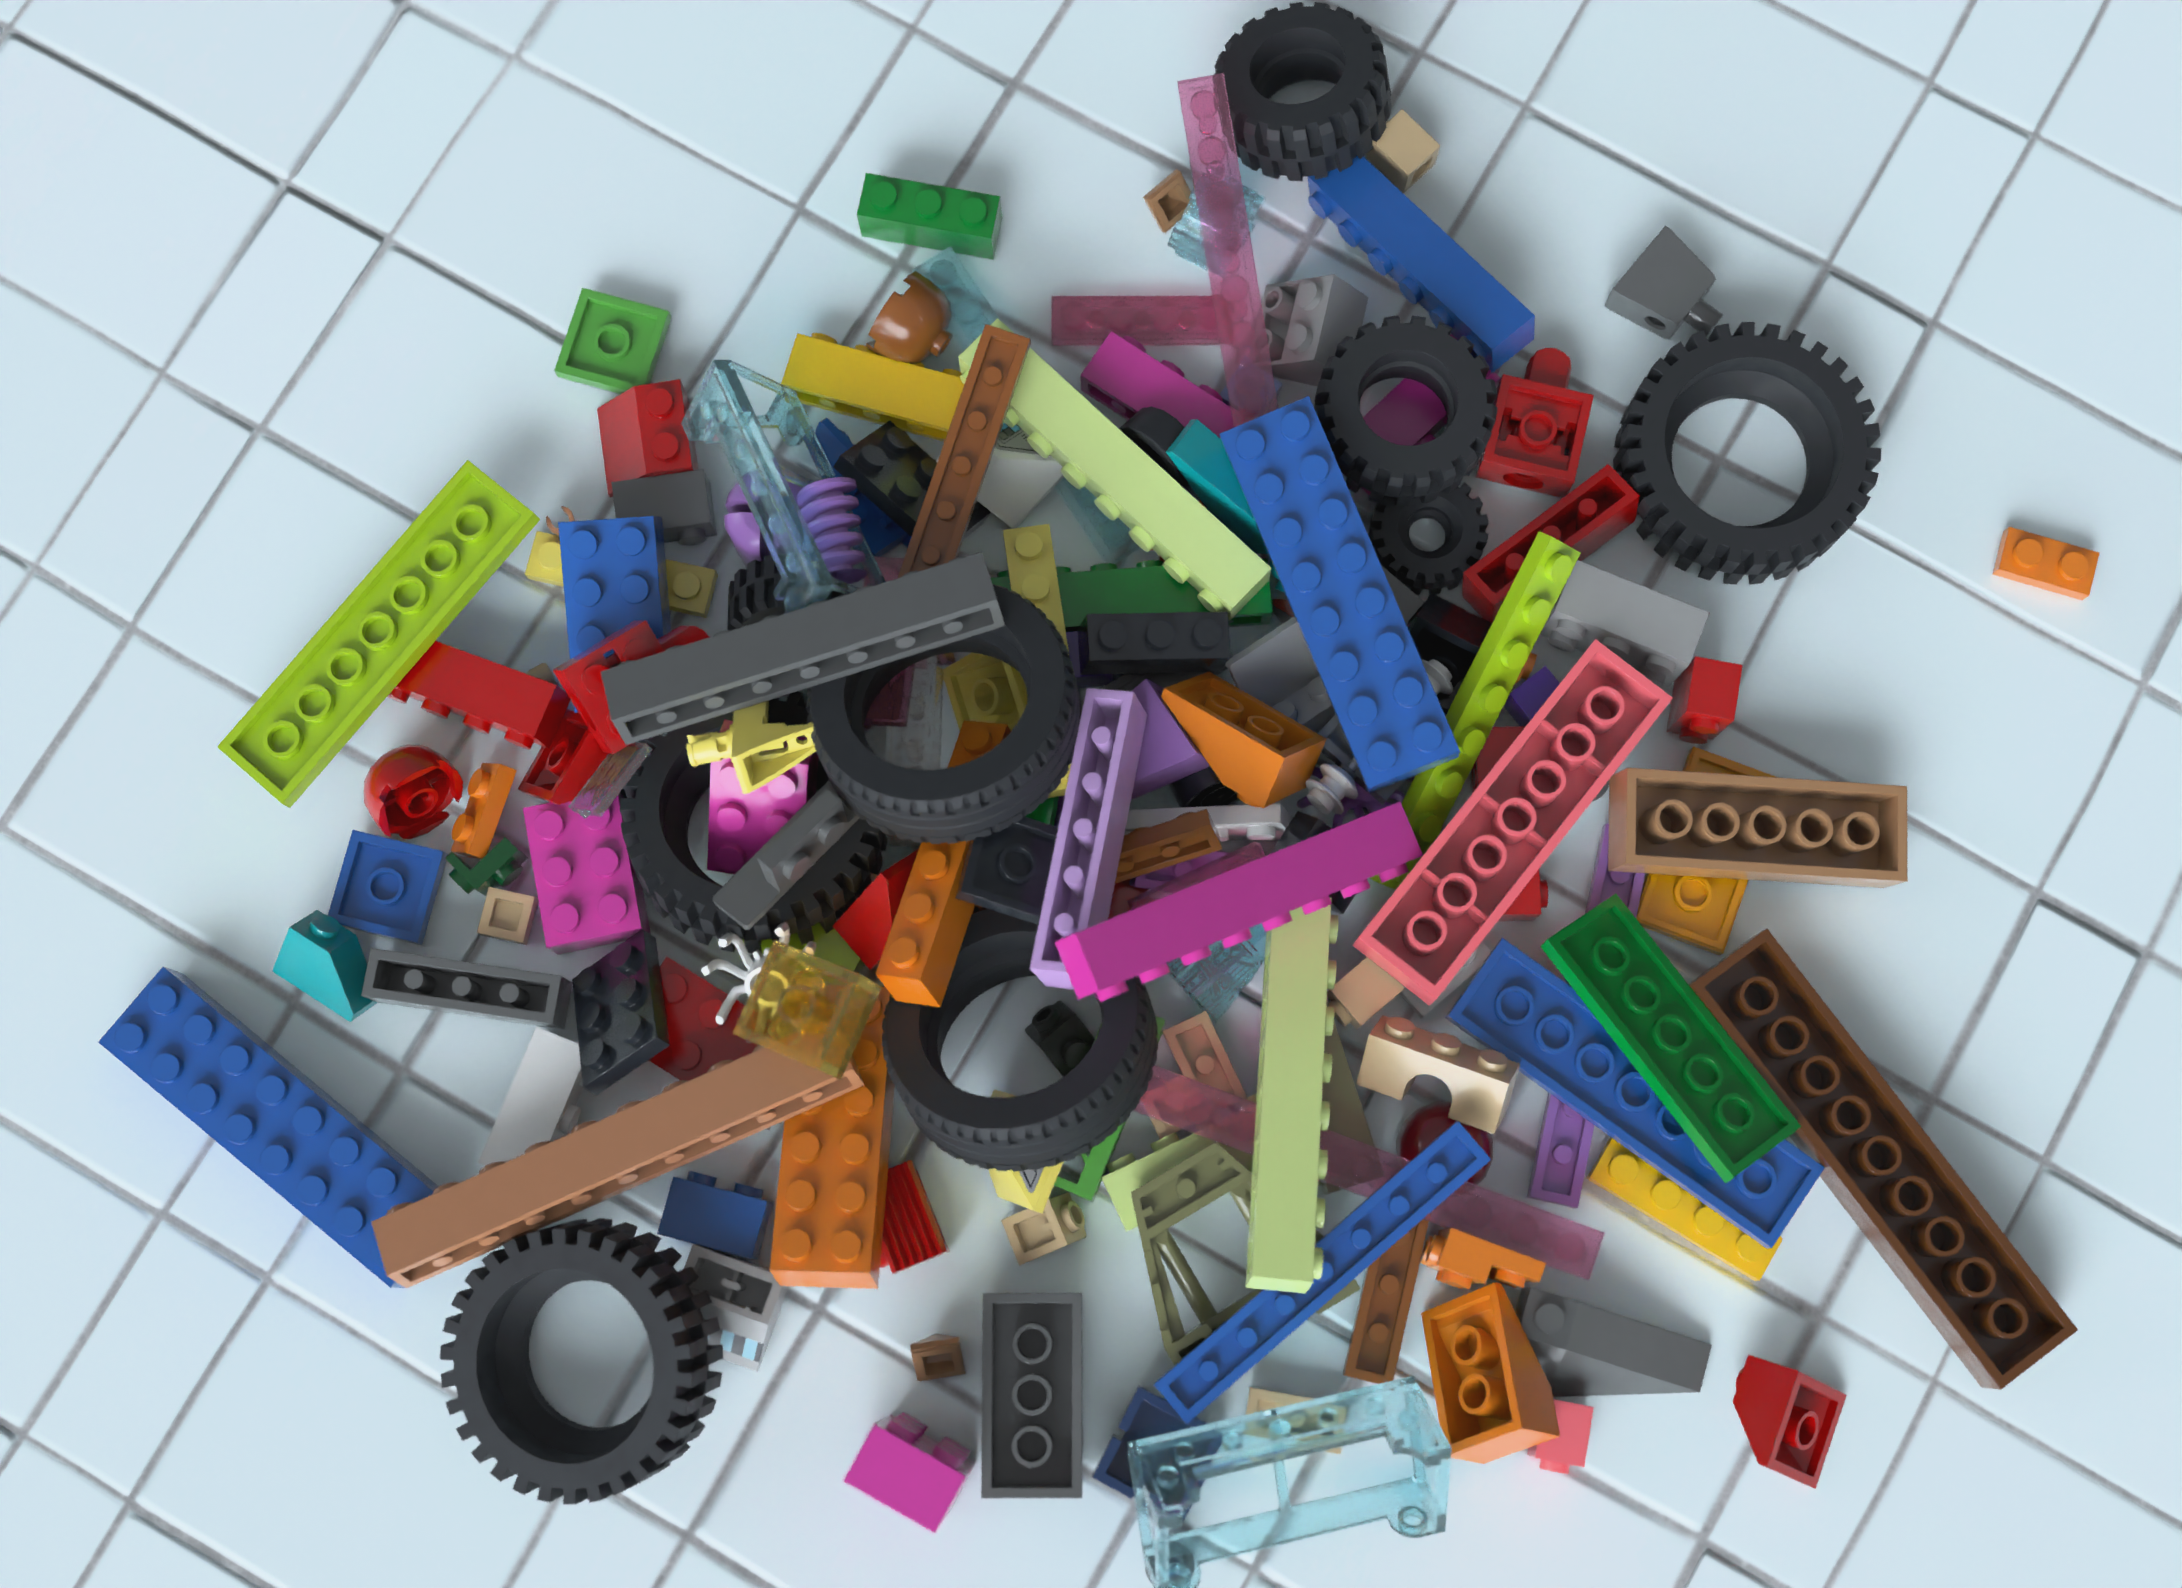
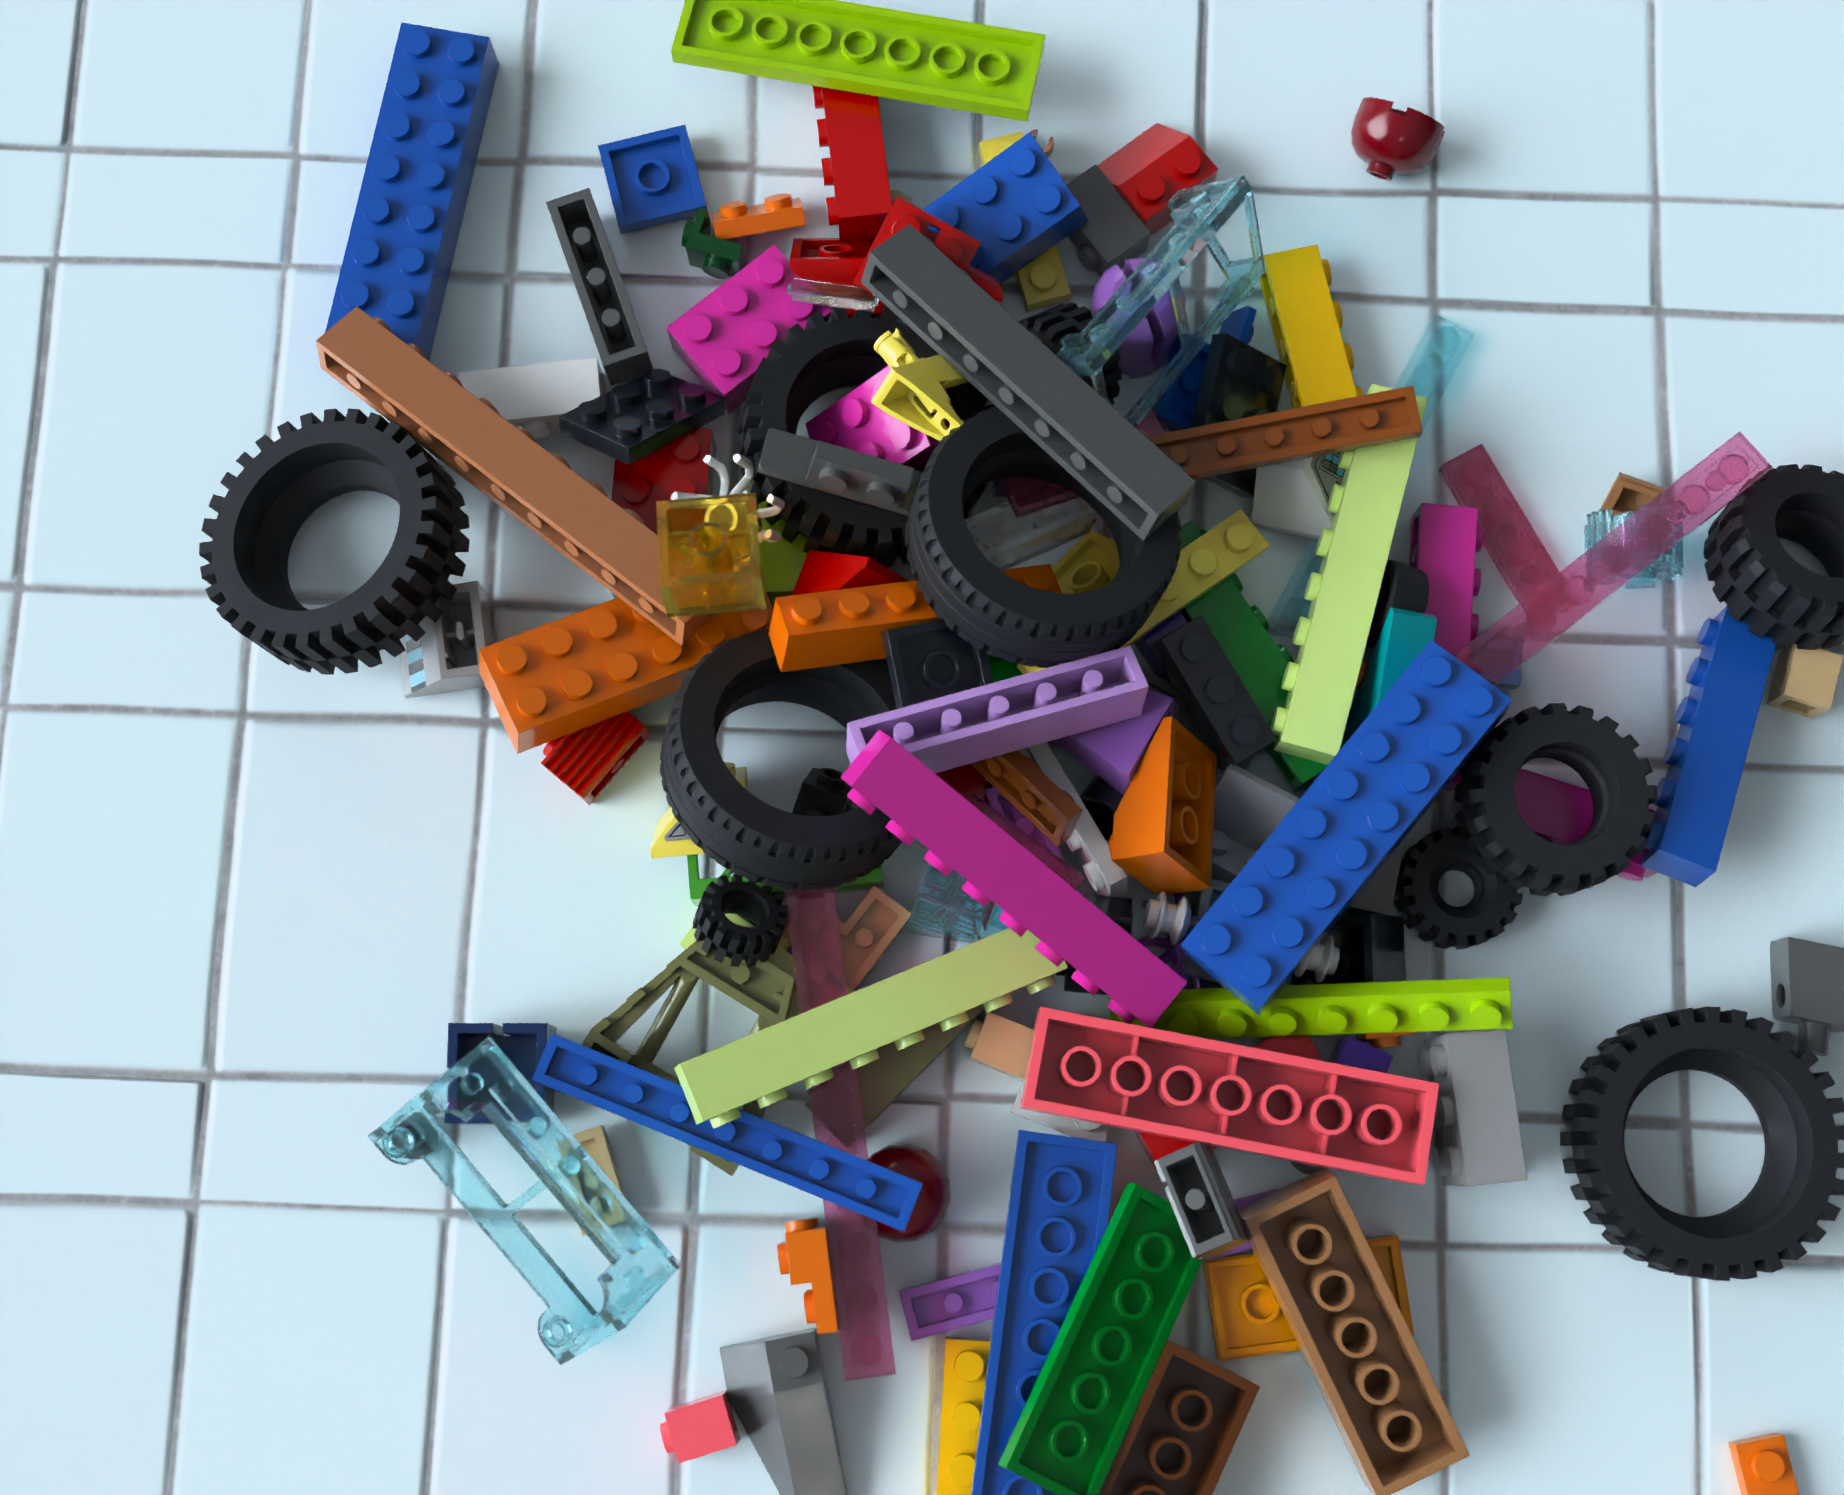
camera: 60 degrees right, 0 degrees up
(325, 964) = (561, 162): teal slope -> none
(411, 790) = (741, 151): red cylinder -> none
(507, 916) = (679, 286): tan plate -> none
(612, 342) = (1221, 102): bright green plate -> none
(715, 1216) = (515, 587): blue brick -> none
(736, 215) = (1393, 138): none -> dark red cylinder
(825, 514) = (1149, 351): medium lavender piece -> none
(911, 1470) = (371, 861): dark pink brick -> none
(913, 323) = (1383, 335): dark orange cylinder -> none
(929, 216) = (1491, 300): green brick -> none
(937, 1357) = (492, 841): medium nougat slope -> none
(1032, 1395) = (497, 937): dark grey brick -> none
(1039, 1234) = (653, 880): tan bracket -> none
(1153, 1179) = (736, 940): none -> black tyre
(1308, 322) = (1589, 672): light grey slope -> none
(1384, 1309) = (731, 1210): dark orange plate -> none
(1477, 1078) = (975, 1185): tan arch -> none
(1487, 1377) = (712, 1333): orange slope -> none
(1534, 427) = (1615, 933): red brick -> none
(1580, 519) = (1542, 1015): red brick -> none
(1591, 891) = (1202, 1201): none -> dark grey brick
(1704, 700) = (1444, 1220): red brick -> none

